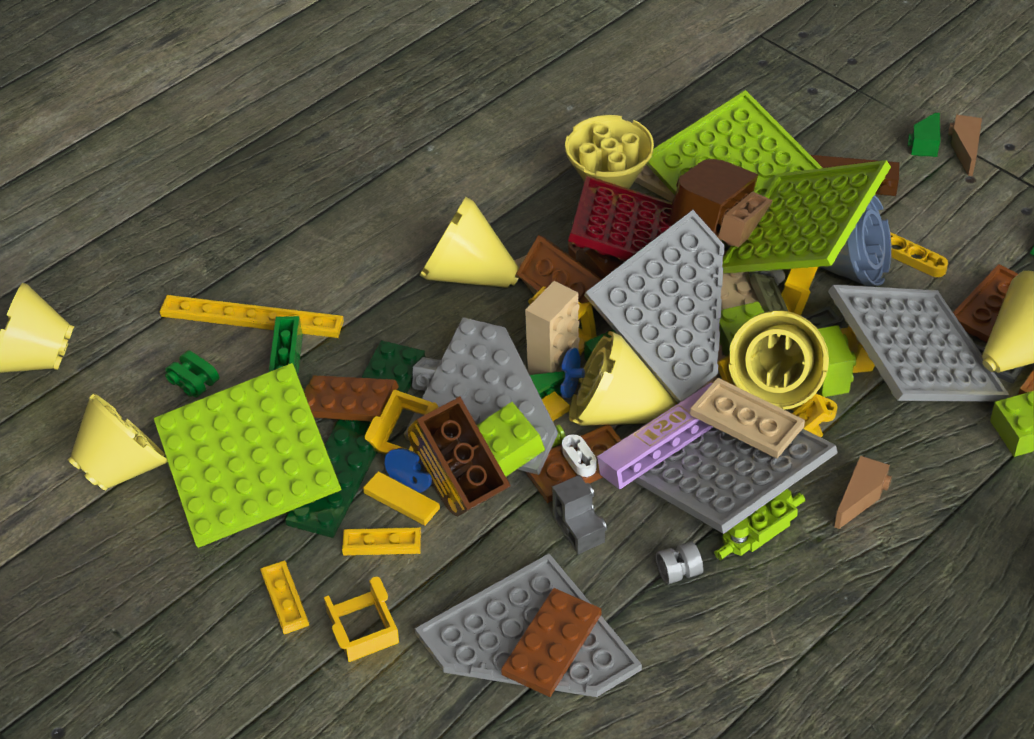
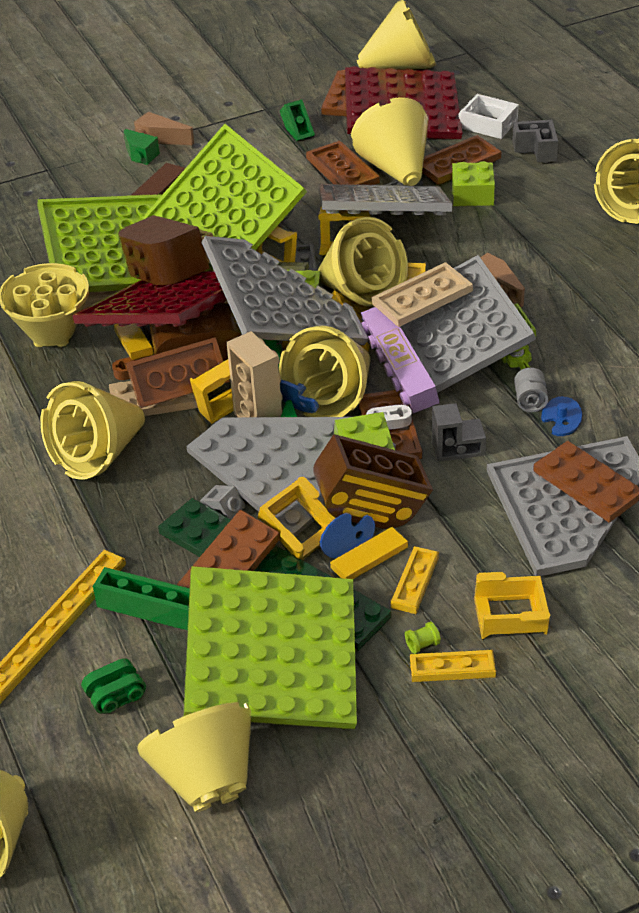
camera: 70 degrees left, 5 degrees down
(305, 563) = (422, 637): none -> lime bush
(671, 601) = (562, 410): none -> blue piece

